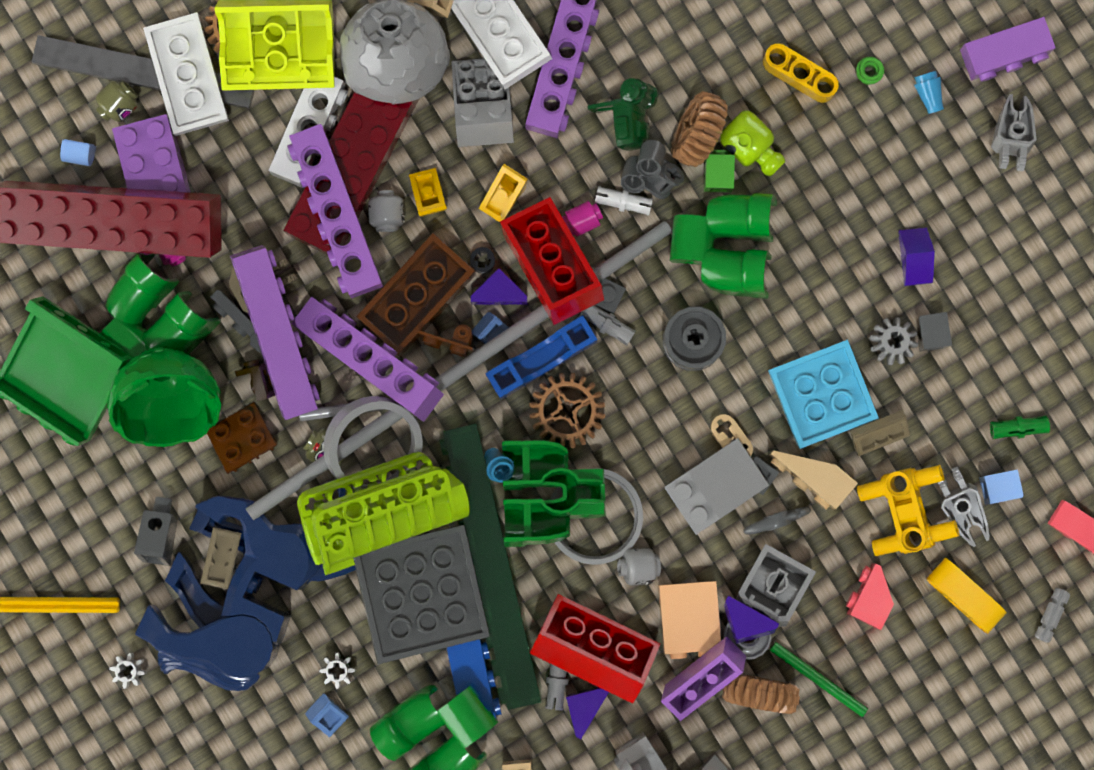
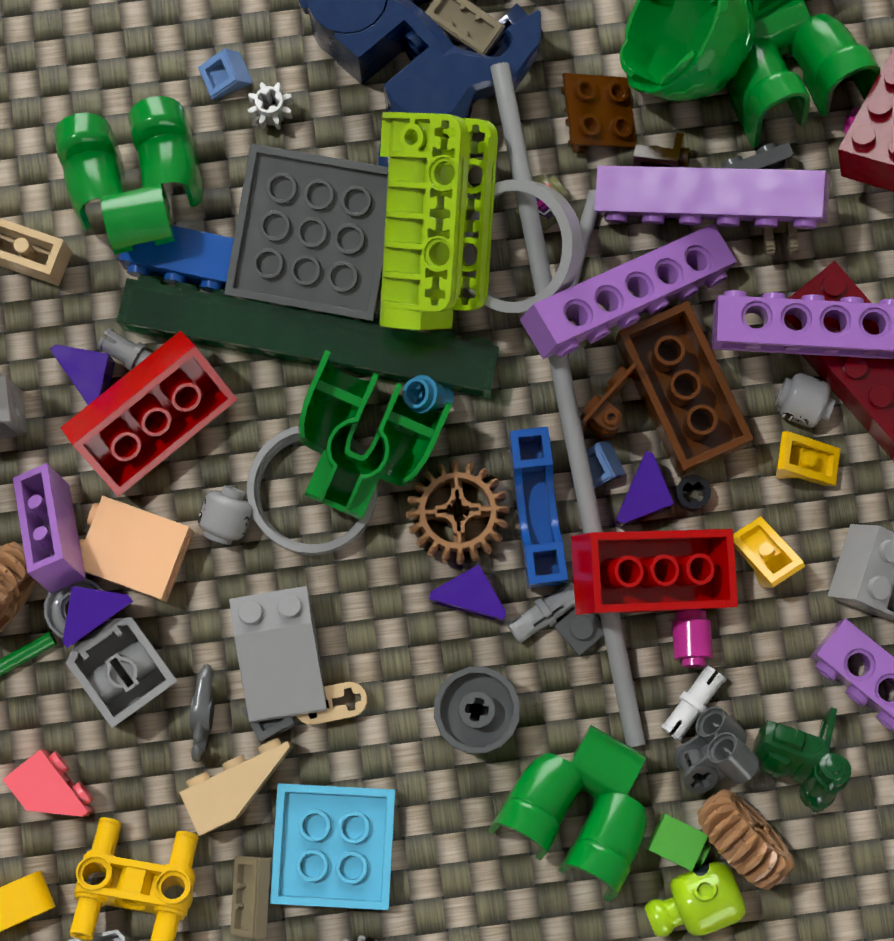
camera: 115 degrees right, 5 degrees down
(618, 378) = (470, 594): none -> dark purple slope

